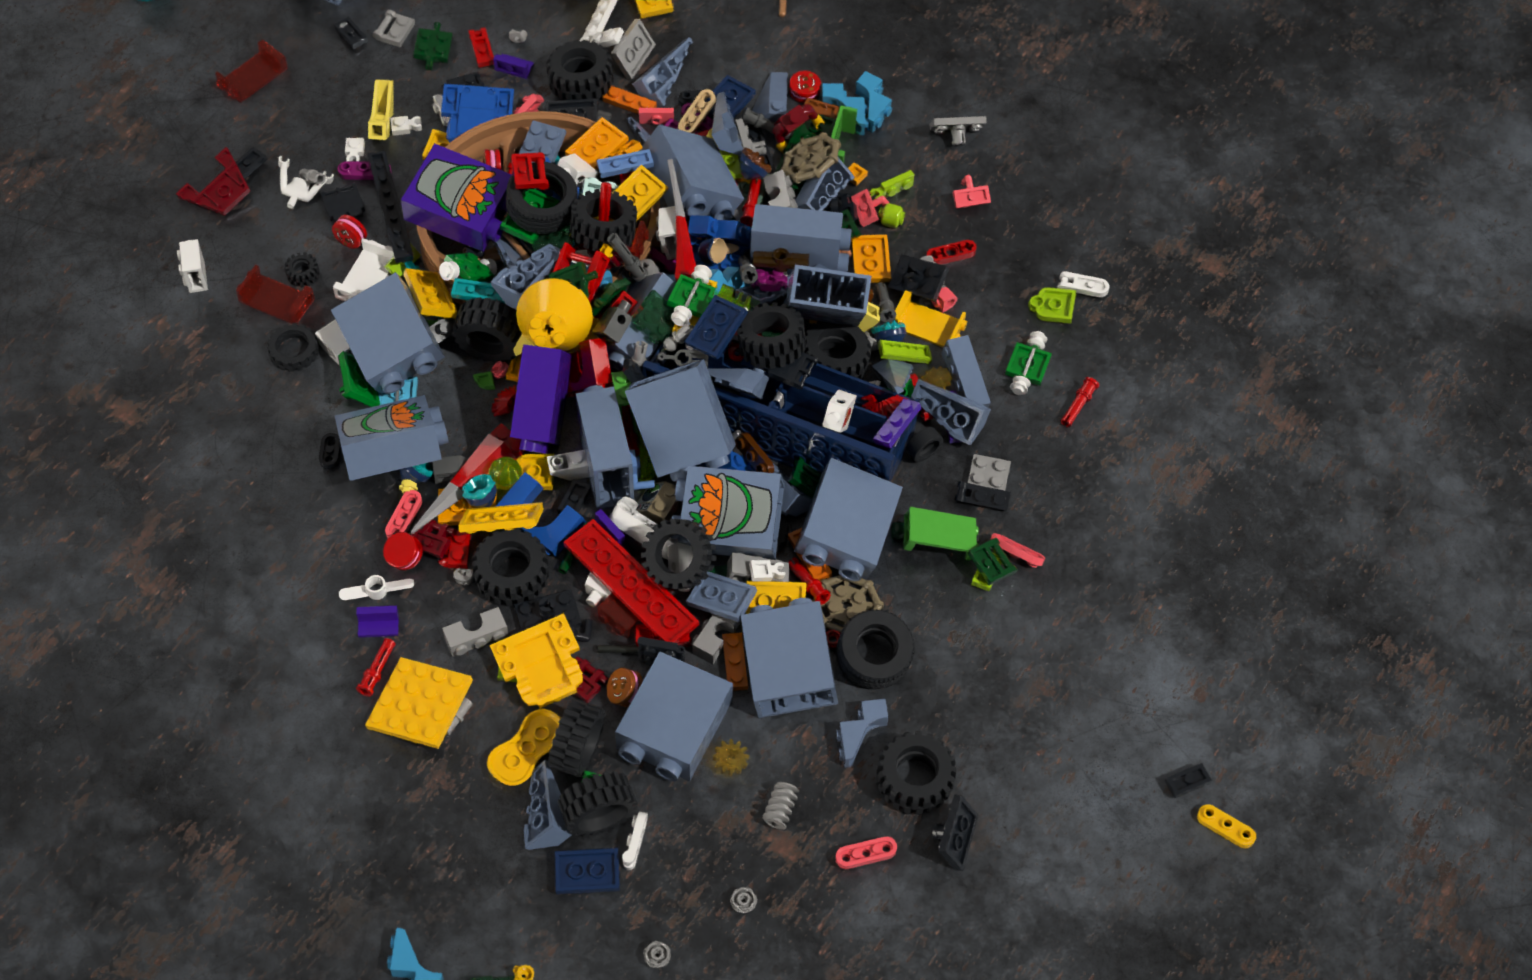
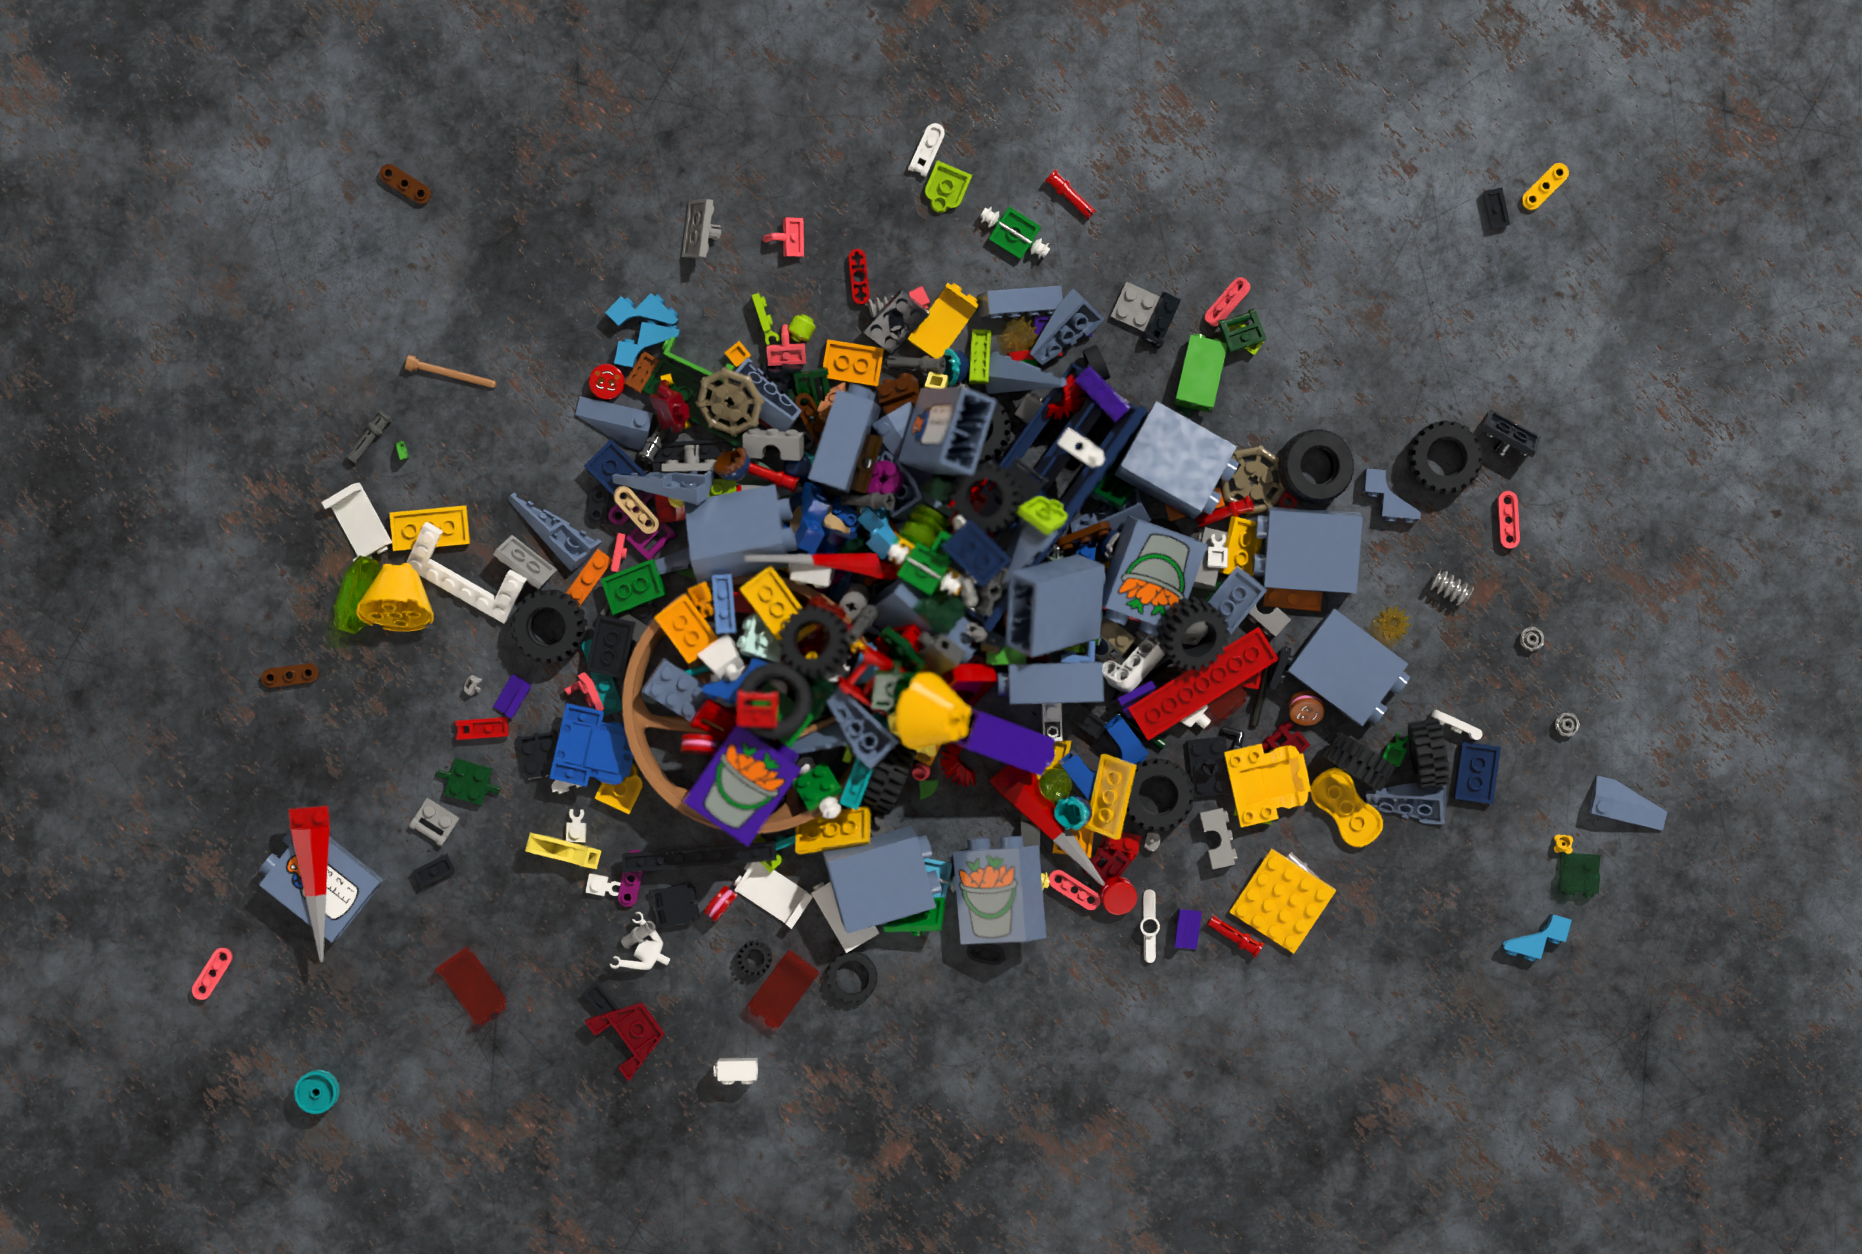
camera: 80 degrees left, 30 degrees up
(604, 203) = (802, 638): red axle -> none
(629, 121) = (633, 587): none -> green plate
(767, 380) = (1043, 514): none -> lime plate

